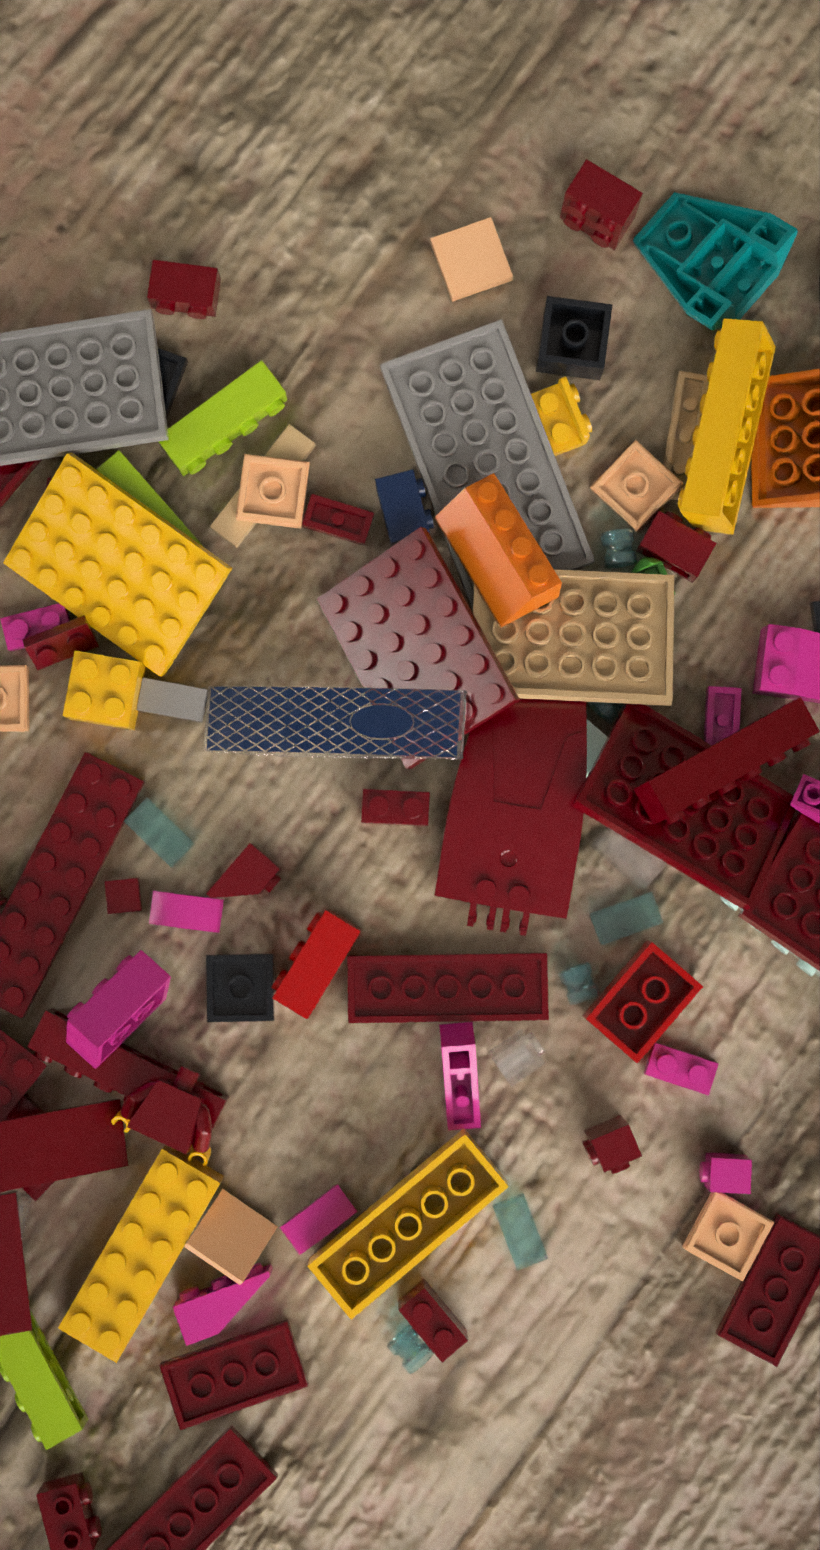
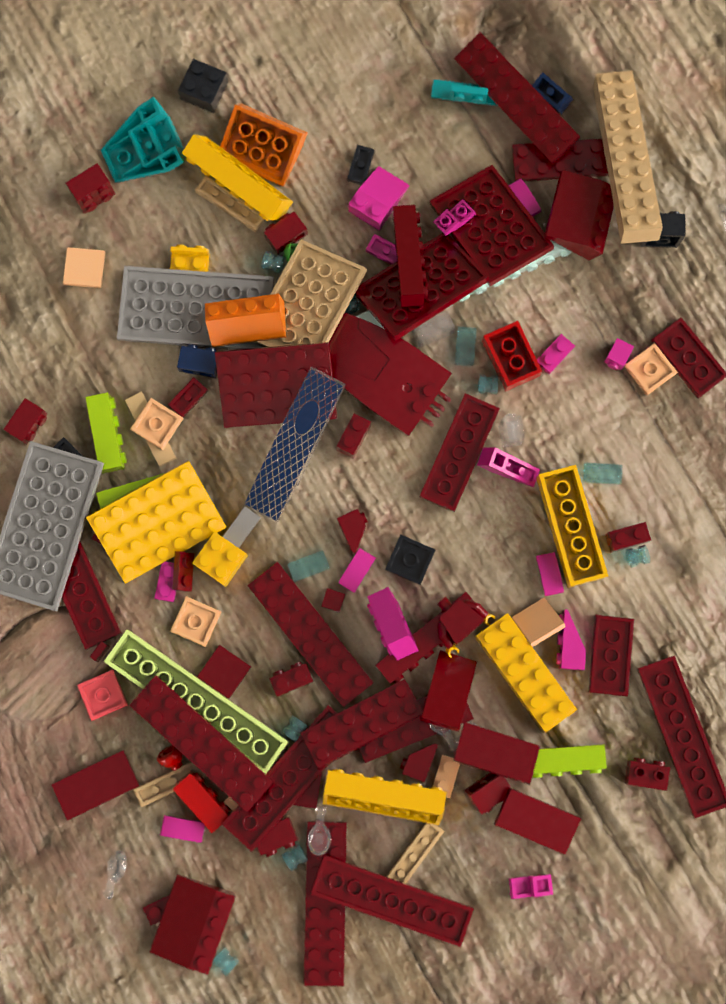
camera: 65 degrees left, 5 degrees down
(315, 962) = (415, 511): red brick -> none
(574, 338) = (152, 233): black brick -> none
(611, 1145) = (578, 404): dark red brick -> none
(636, 486) = (244, 238): light nougat tile -> none

